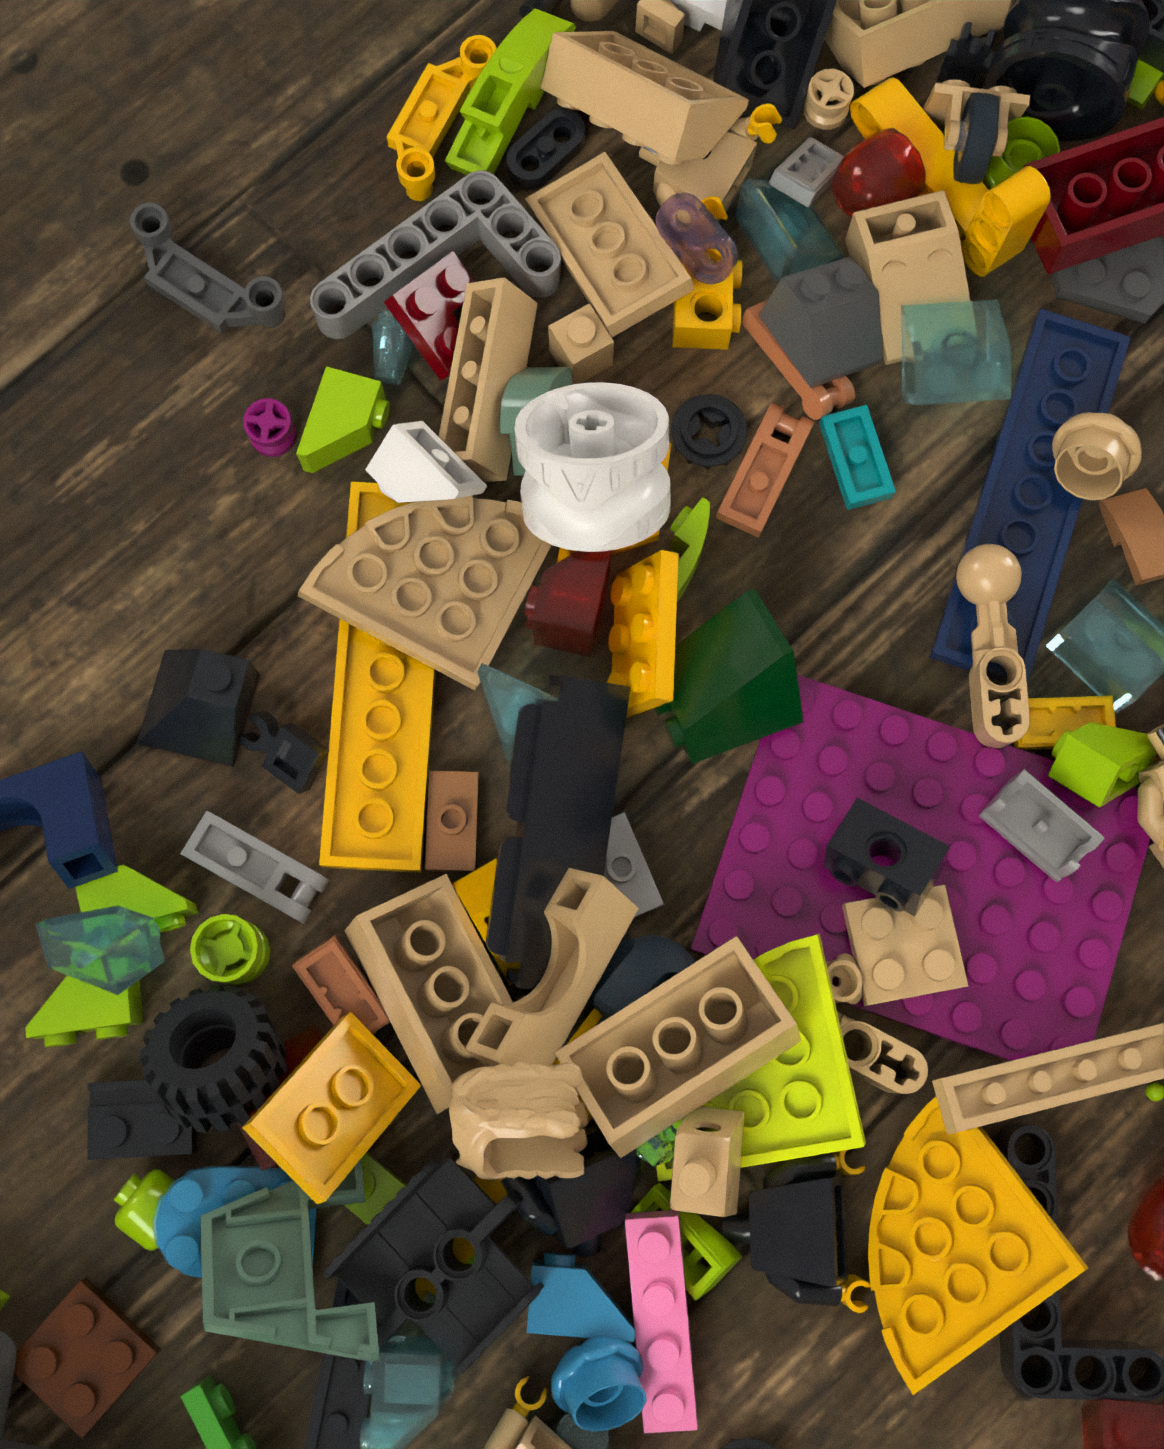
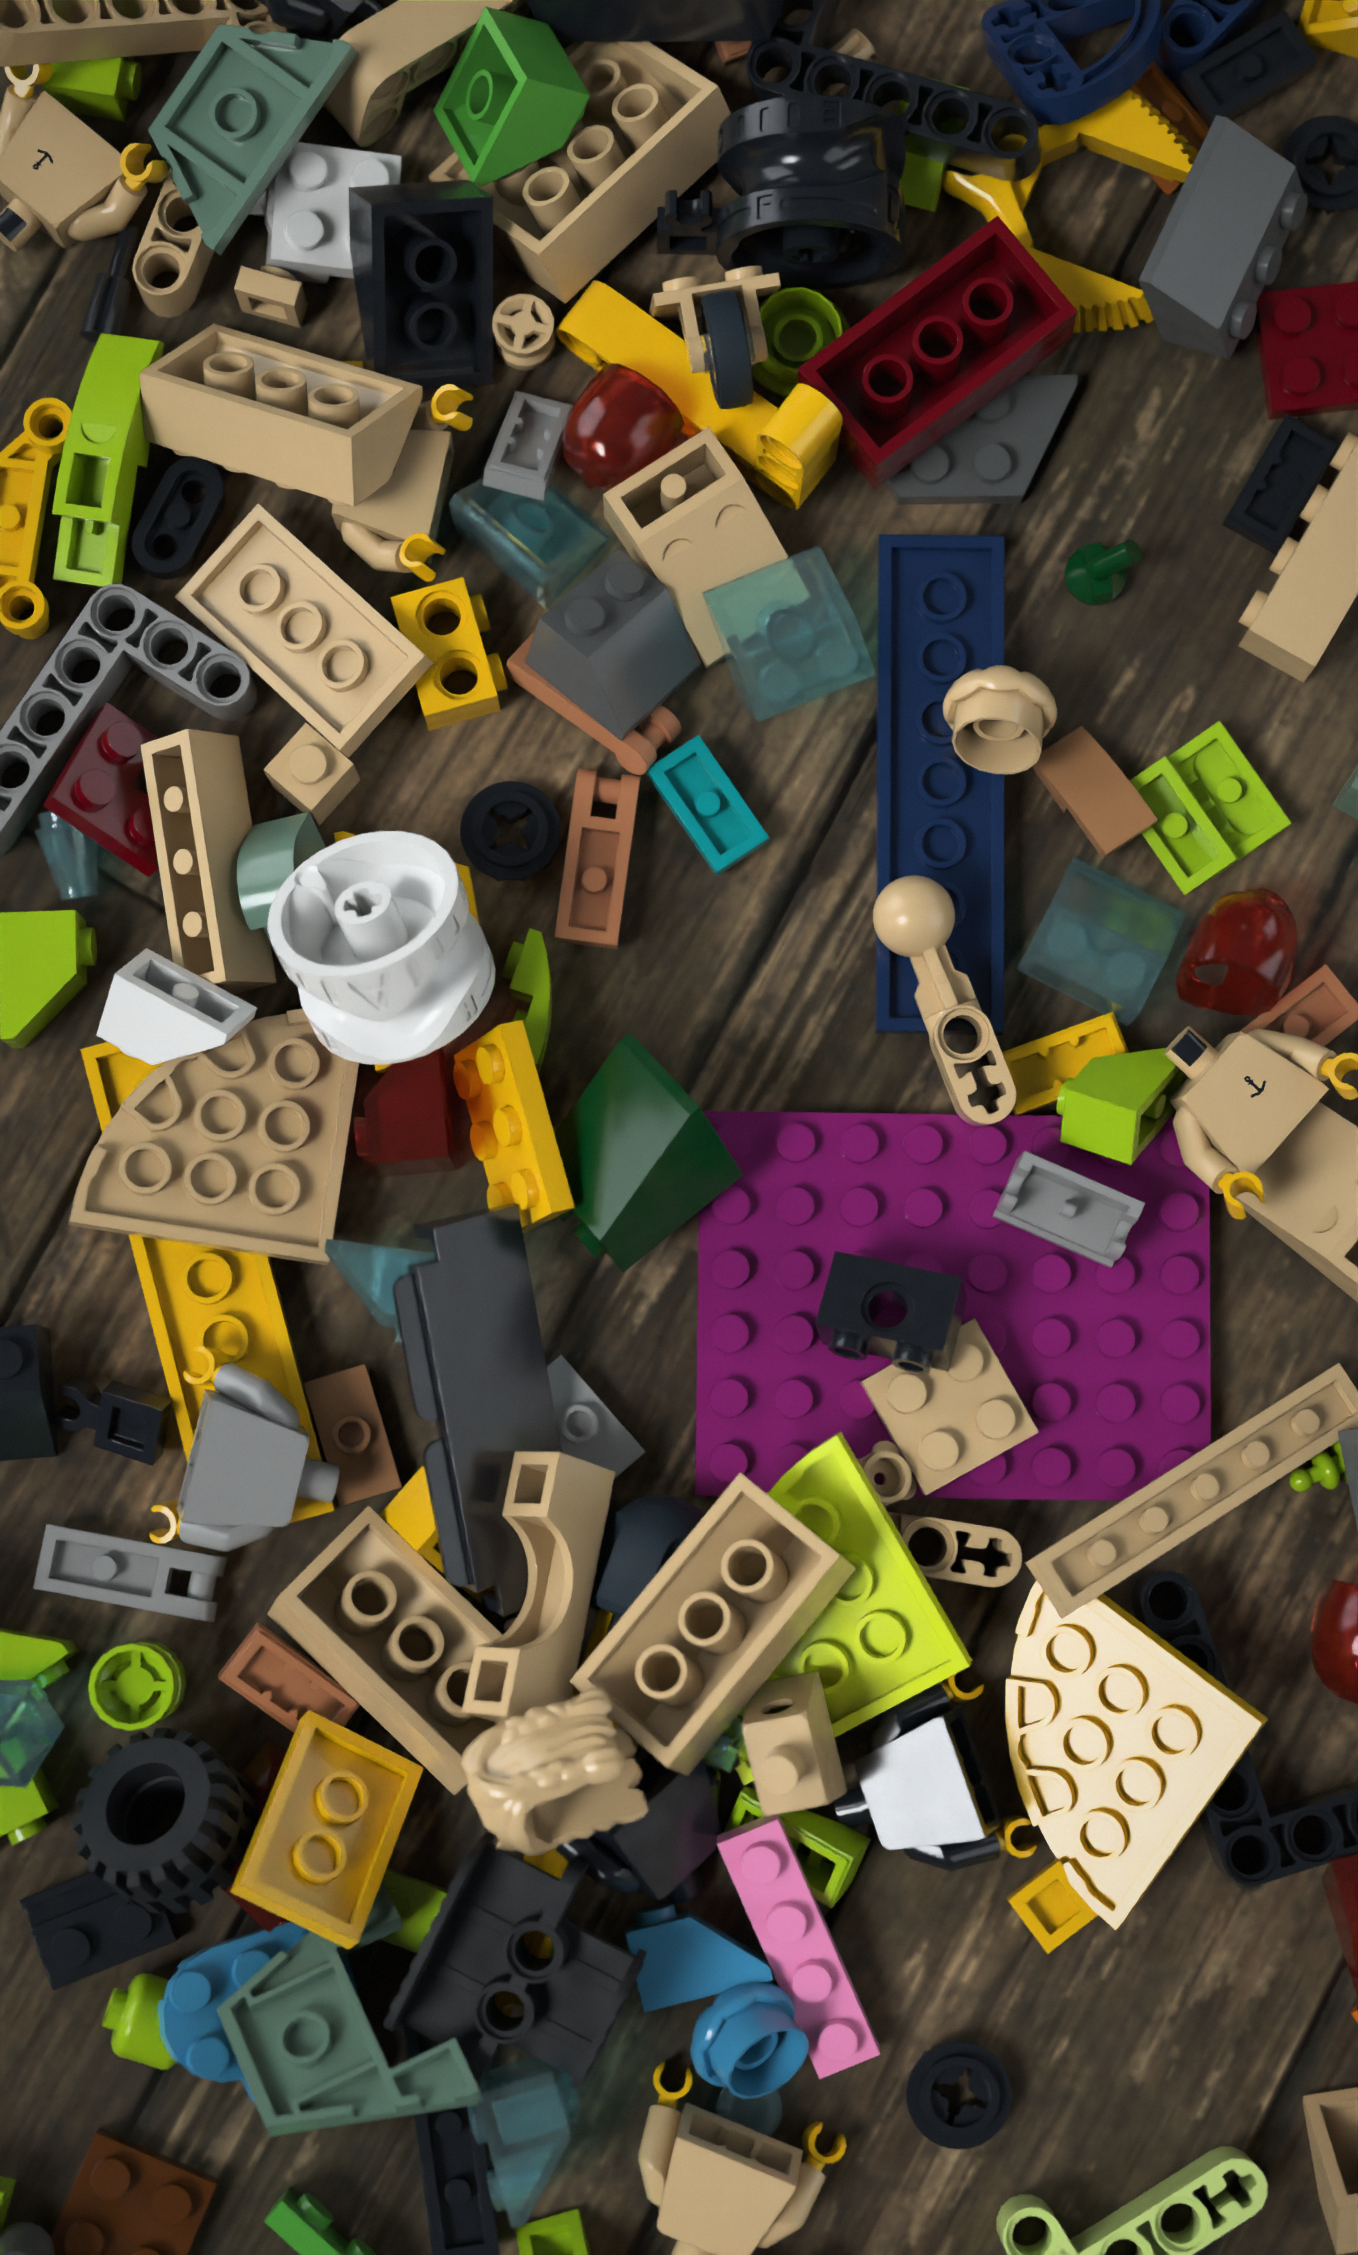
camera: 20 degrees left, 5 degrees up
(364, 810) = (242, 1462): none -> light grey torso
(693, 239) = (412, 598): plate -> none
(865, 1358) = (1051, 1906): none -> yellow plate

